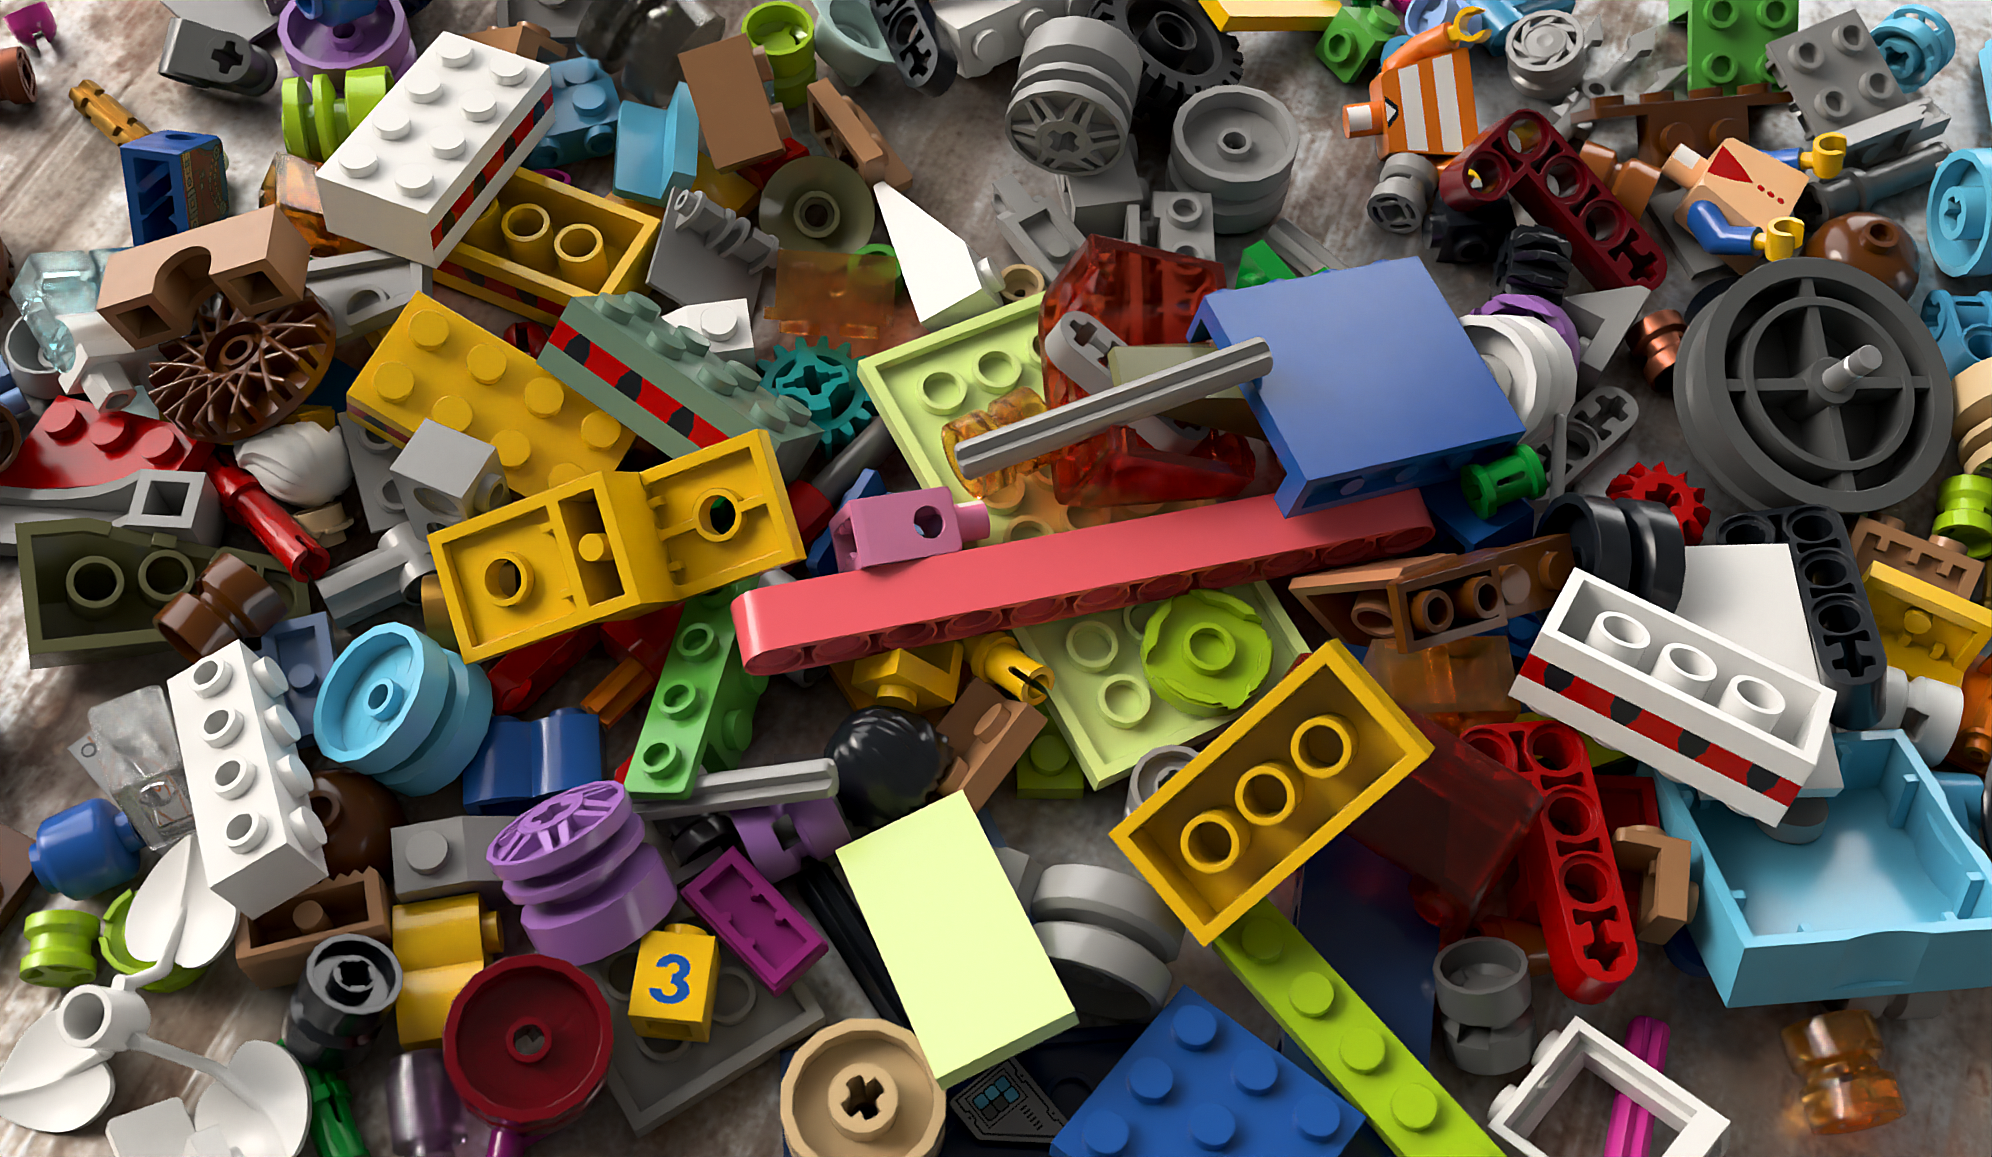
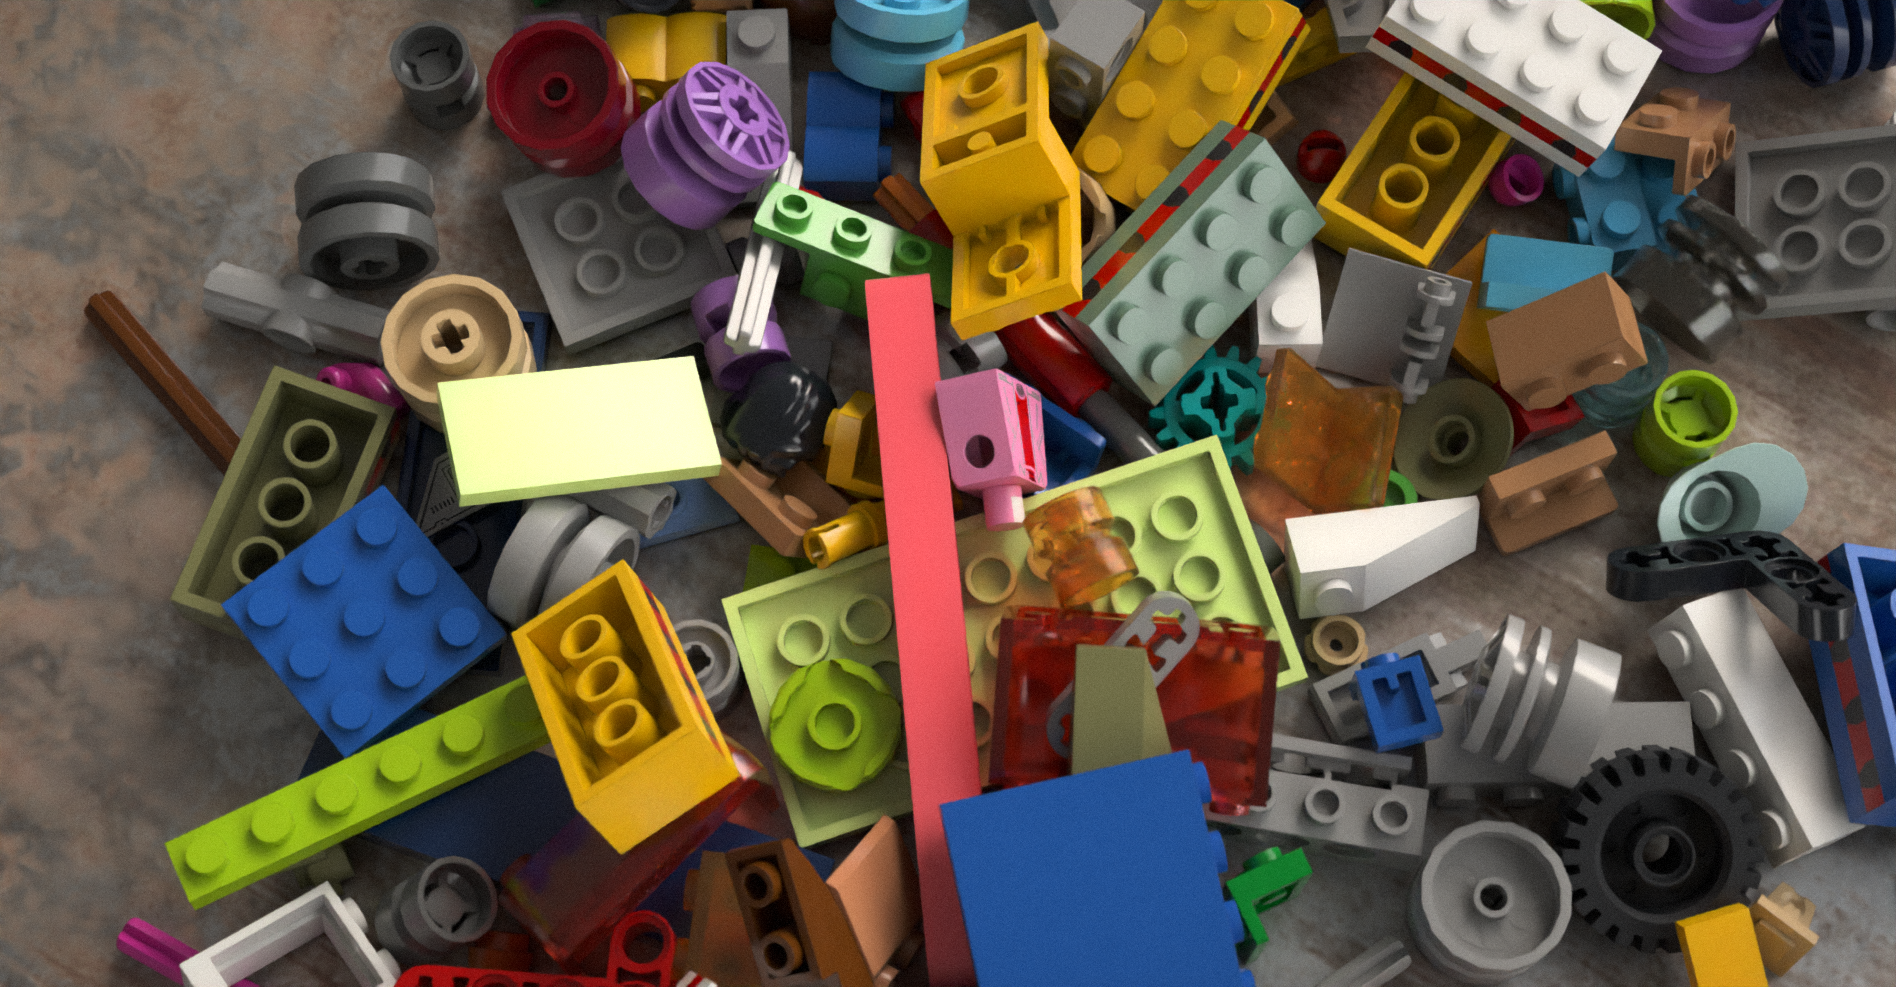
camera: 105 degrees right, 10 degrees up
(675, 984) = (602, 220): yellow brick -> none
(754, 922) = (648, 289): magenta plate -> none
(1081, 209) = (1396, 701): none -> blue bracket
(1113, 406) = (1059, 634): light grey axle -> none

